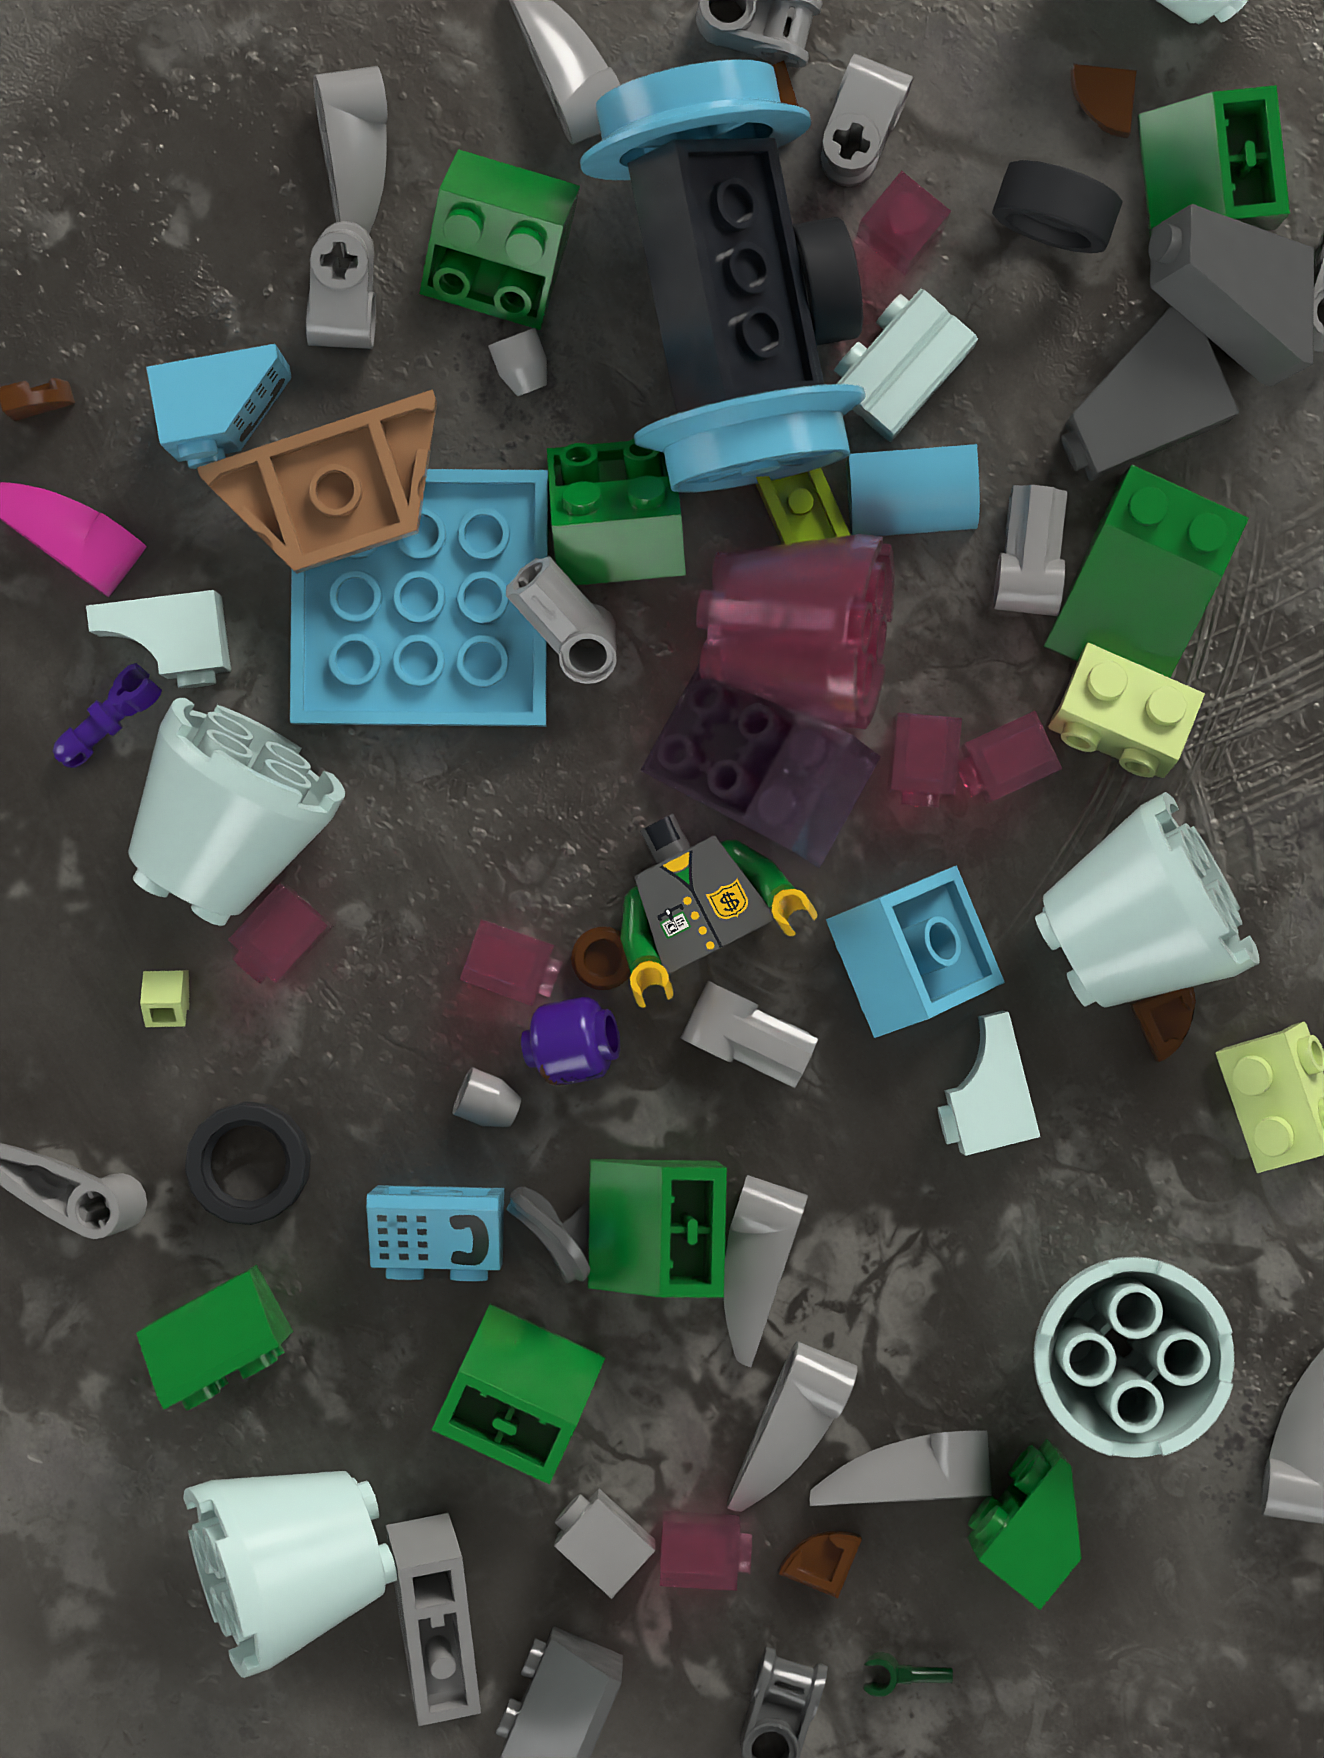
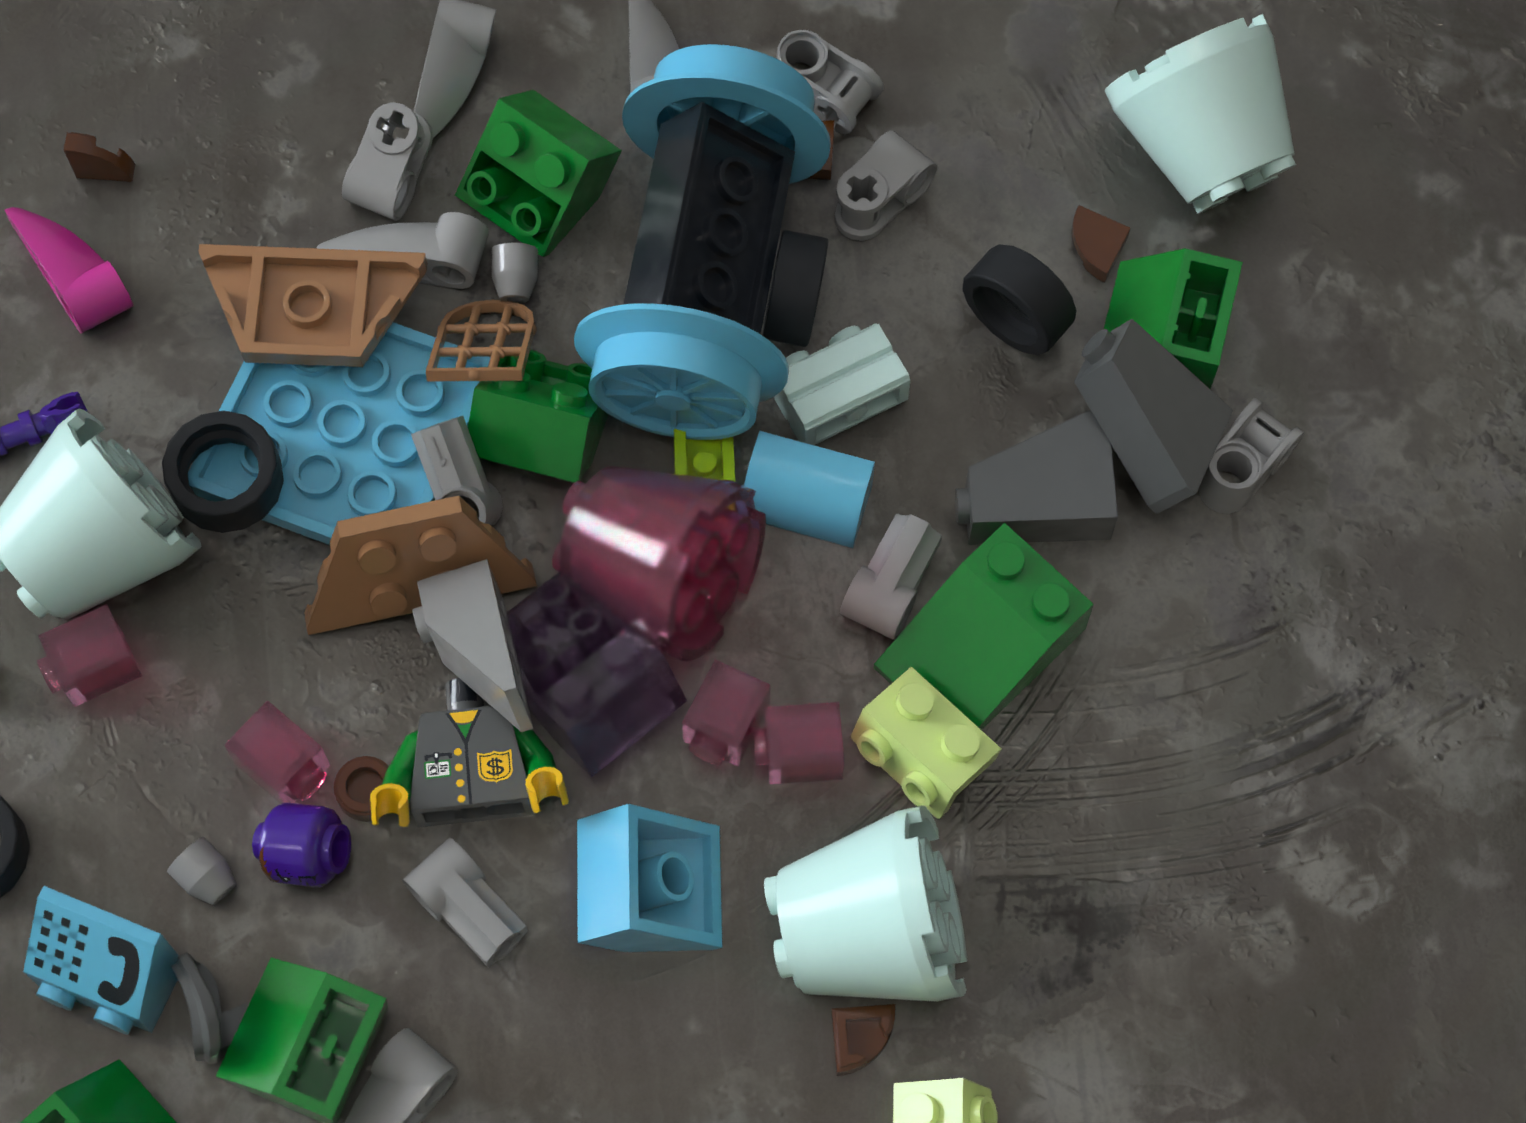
camera: 20 degrees right, 20 degrees down
(179, 630) = (127, 375): light aqua arch -> none
(215, 401) = (244, 197): medium azure slope -> none
(284, 688) = (203, 434): none -> black tyre
(439, 359) = (450, 246): none -> light grey piece
(549, 468) = (496, 351): none -> medium nougat window
(558, 724) = (385, 554): none -> medium nougat wing
(651, 777) = (473, 636): none -> light grey slope
(903, 222) = (883, 272): clear pink brick -> none
(994, 1099) = (663, 1046): light aqua arch -> none

